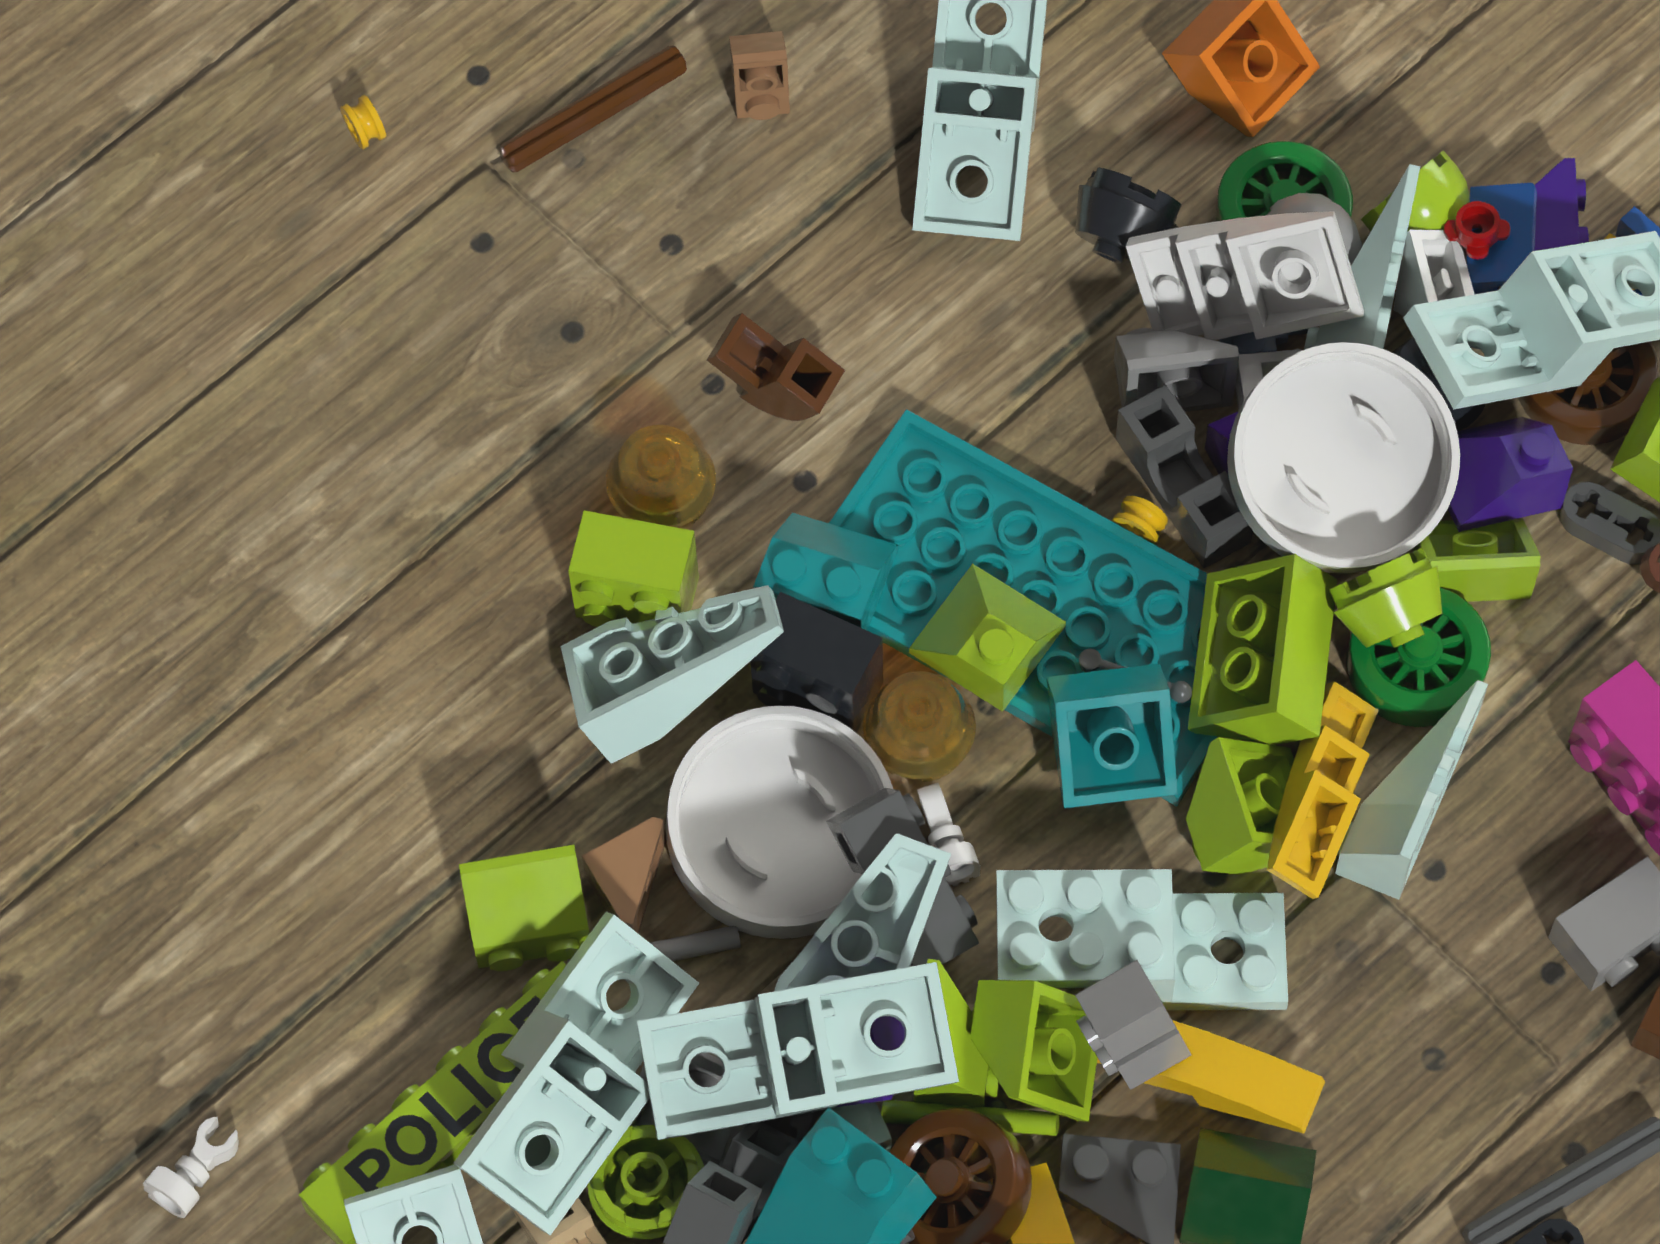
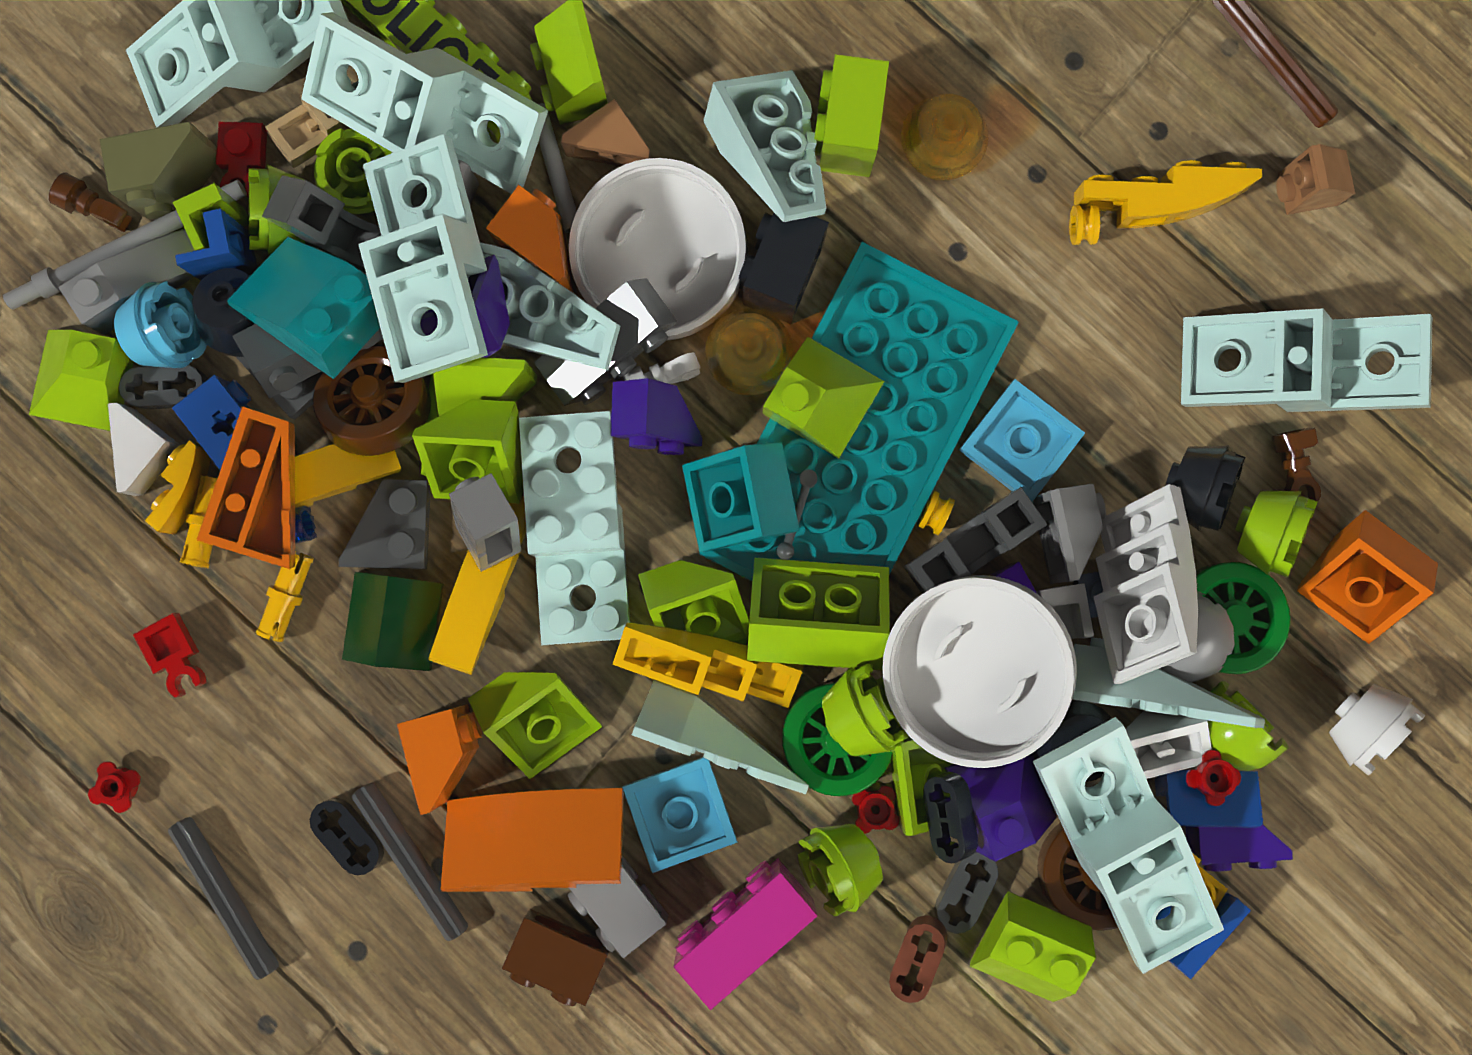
camera: 85 degrees right, 20 degrees up
(755, 950) = (534, 232): none -> orange slope
(758, 228) = (1182, 194): none -> yellow slope
(775, 378) = (1044, 212): reddish brown brick -> none
(789, 324) = (1084, 224): none -> yellow bush
(828, 568) = (864, 264): teal slope -> none
(1003, 828) = (652, 416): none -> dark purple slope
(1053, 419) = (1021, 440): none -> medium azure plate
(1075, 124) = (1296, 462): none -> reddish brown piece
(1182, 146) = (1275, 530): none -> lime cone
(1380, 1014) = (532, 718): none -> lime slope
(1419, 64) = (1373, 725): none -> white cone
(1426, 1117) = (438, 753): none -> orange slope
(1509, 846) = (679, 814): none -> medium azure plate
(1513, 604) = (884, 818): none -> red plate
(1518, 504) = (950, 817): none -> black beam
(1540, 1014) = (533, 840): none -> orange slope
(1576, 651) = (841, 866): none -> lime cone

